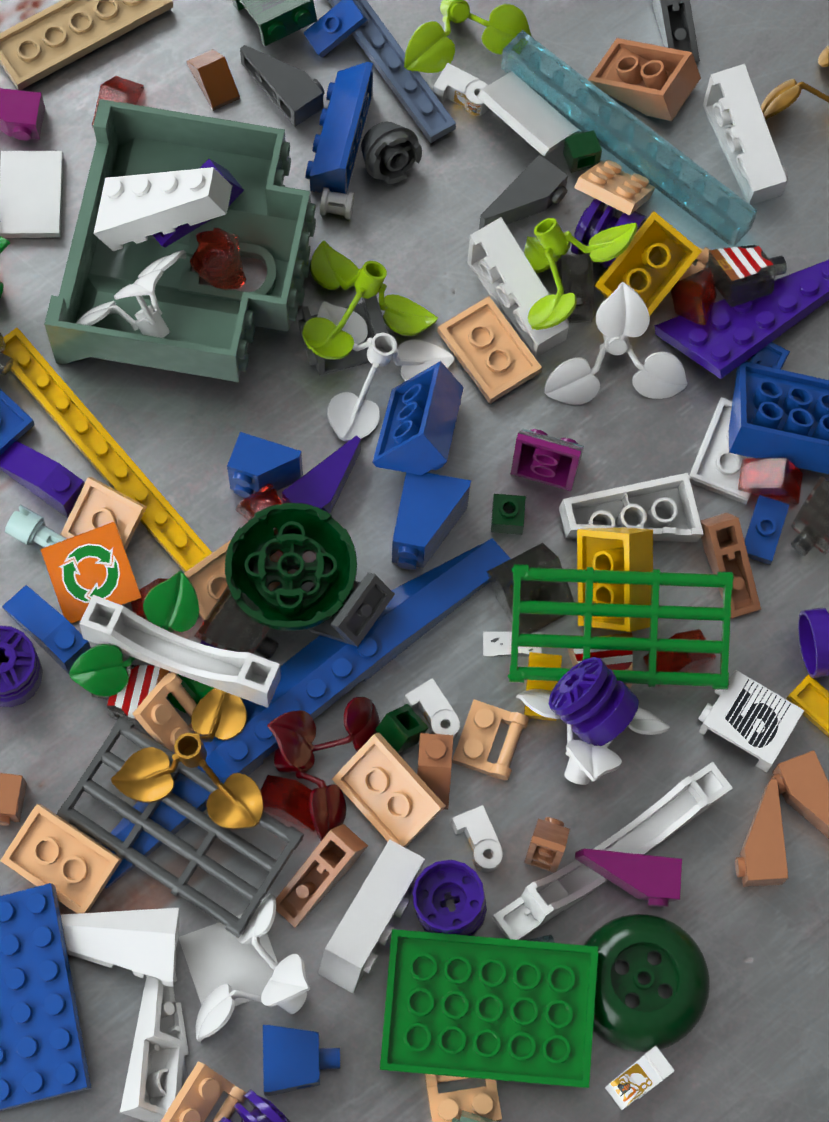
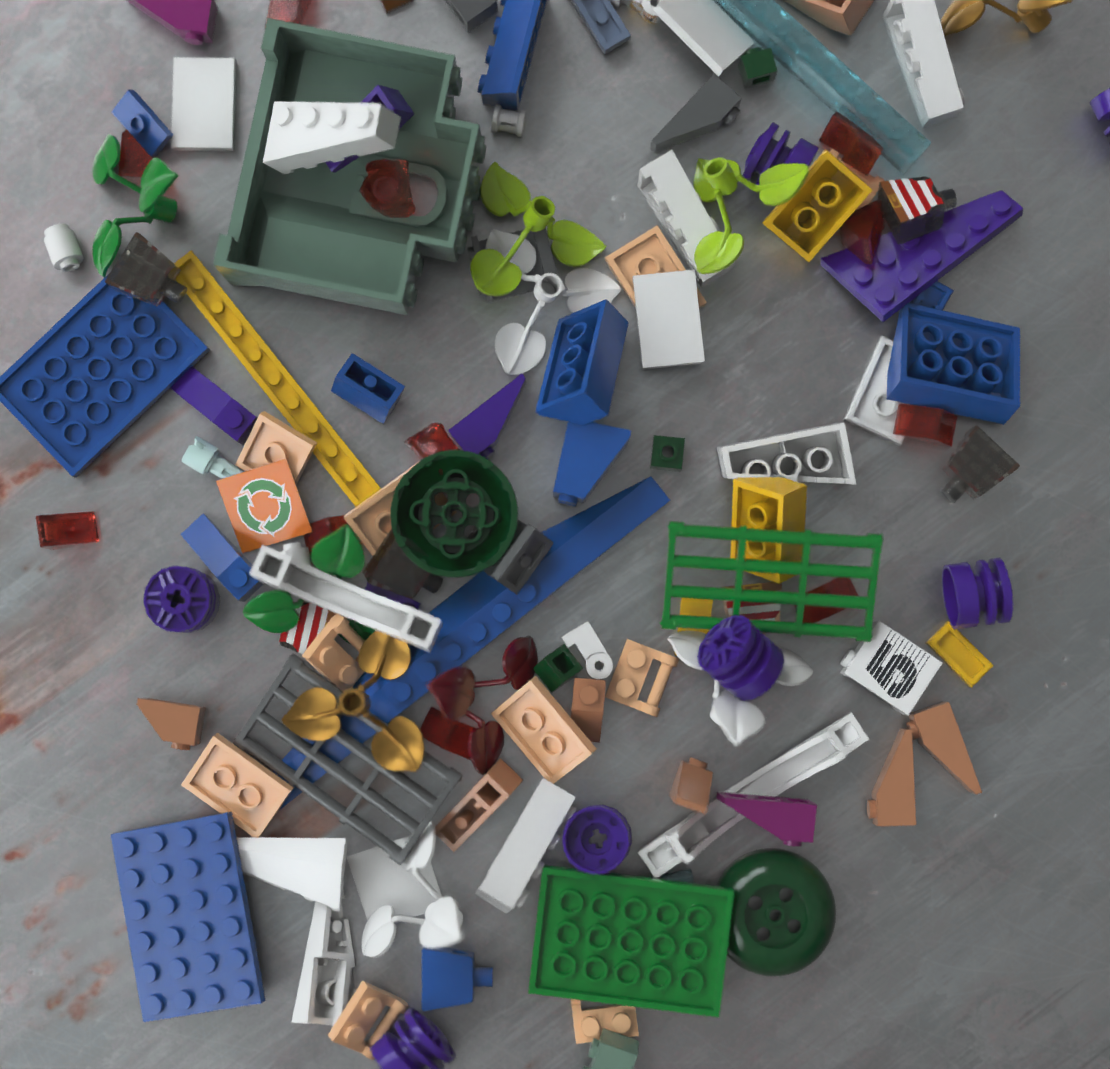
camera: 10 degrees right, 15 degrees up
(148, 318) = (306, 236): white plant -> none
(197, 454) = (367, 388): none -> blue brick
(260, 463) = (426, 403): blue slope -> none
(390, 151) = (562, 67): dark grey cone -> none
(482, 838) = (633, 787): white leg -> none
(499, 645) = (653, 580): white sticker -> none
(502, 584) = (692, 509): clear smoke slope -> none
(504, 382) = (668, 319): none -> white tile
(546, 458) = (709, 398): magenta slope -> none
(578, 278) = (746, 216): clear smoke torso -> none
(615, 187) = (788, 113): light nougat plate -> none
(618, 319) = (783, 269): white plant -> none
(640, 1078) = (765, 1003): white leg -> none
(681, 215) = (852, 142): none -> clear red slope
(727, 553) = (880, 506): nougat slope -> none
(765, 529) = (916, 473): blue plate -> none

